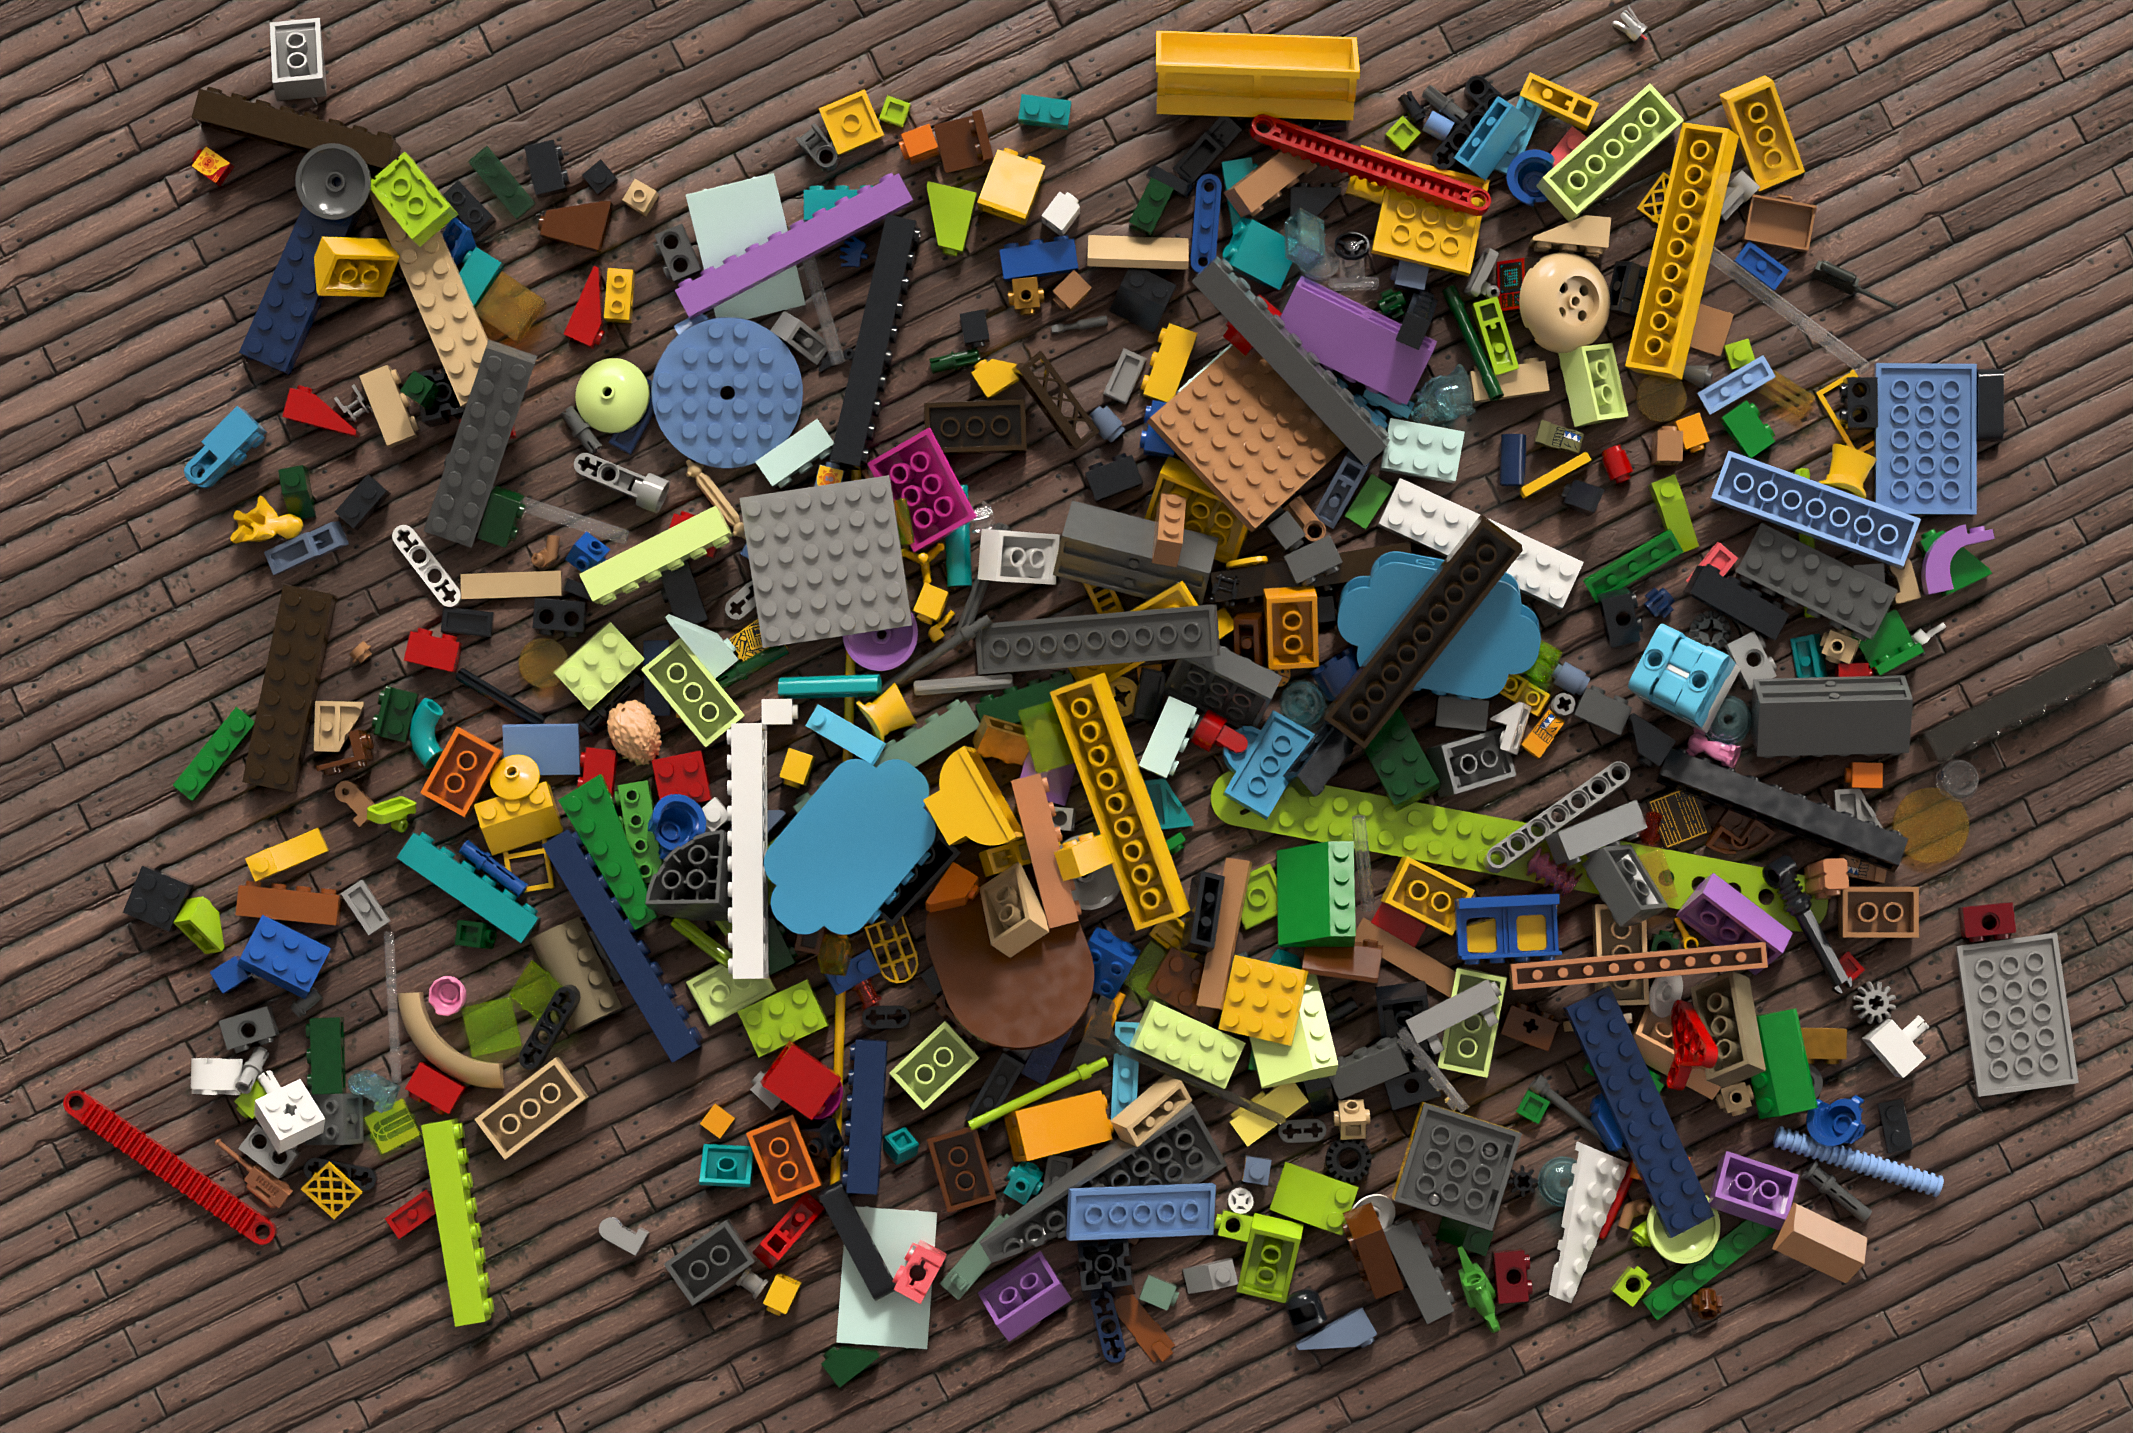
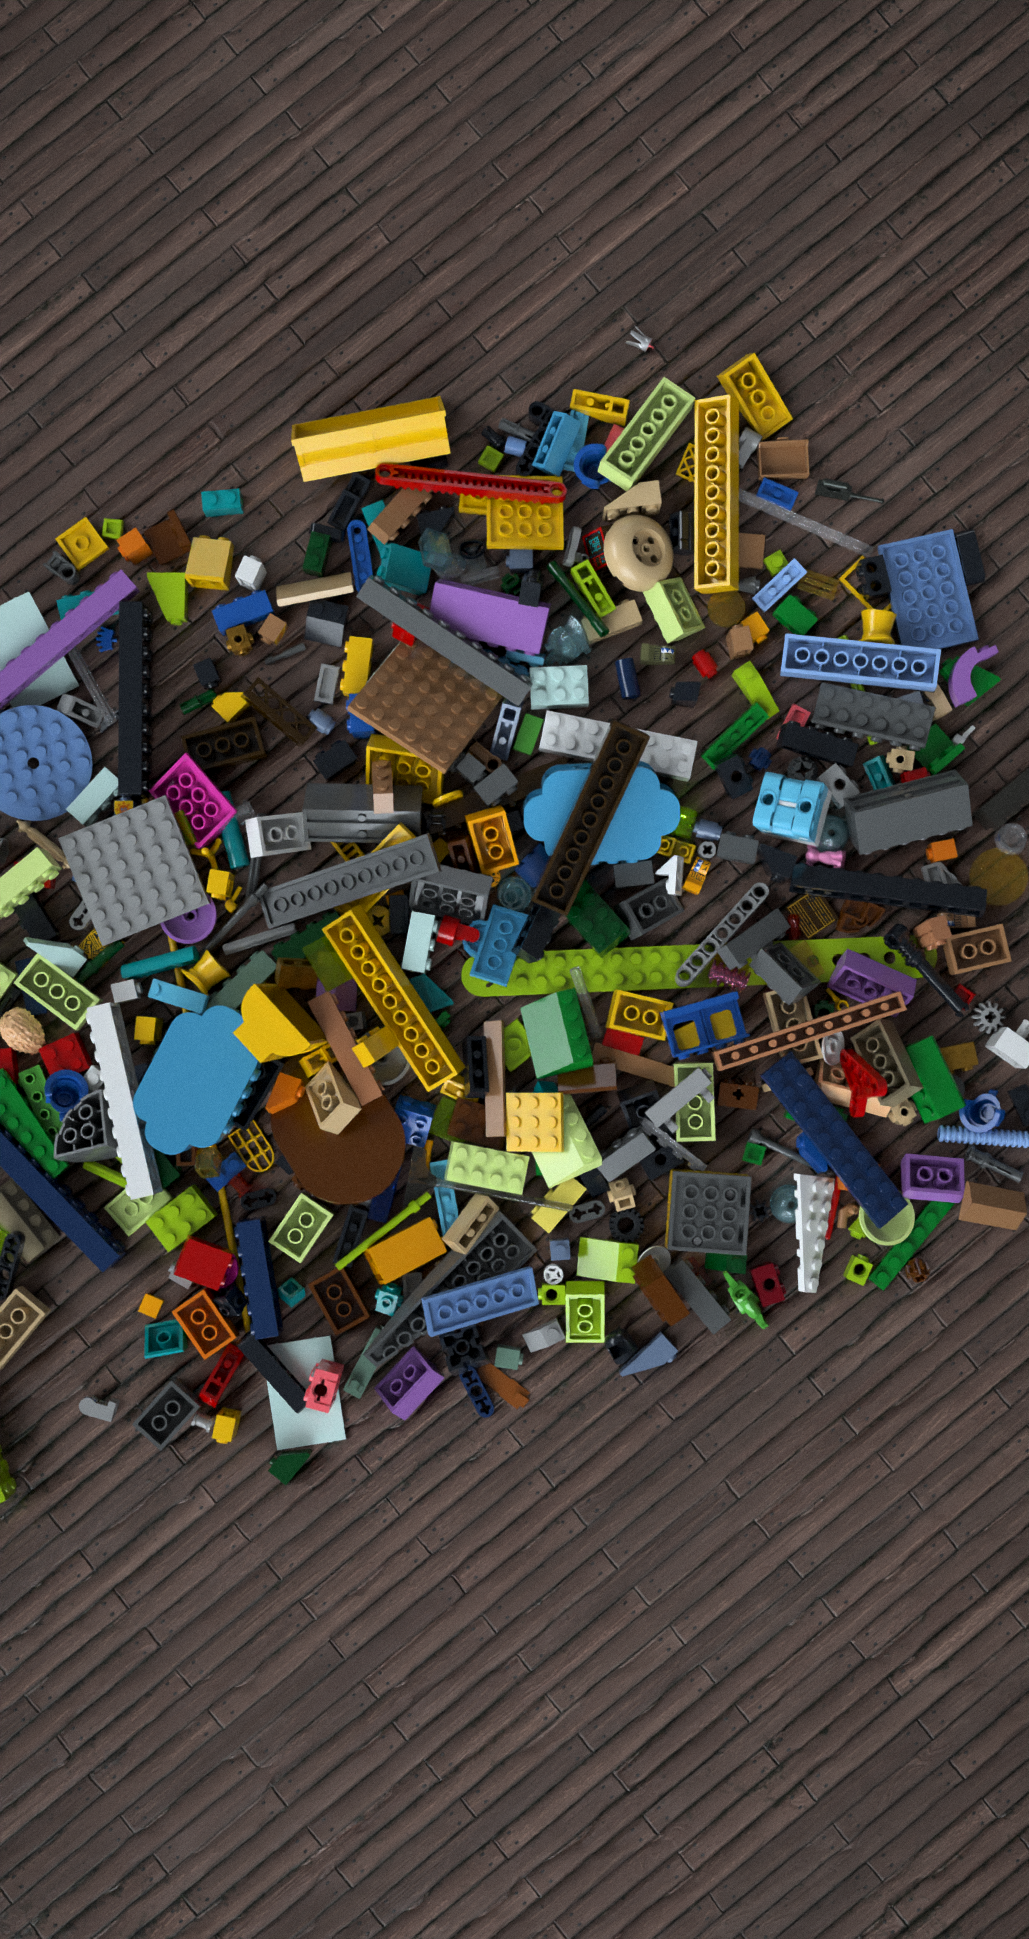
camera: 15 degrees left, 0 degrees up
(1555, 474) = (661, 682): yellow tile -> none

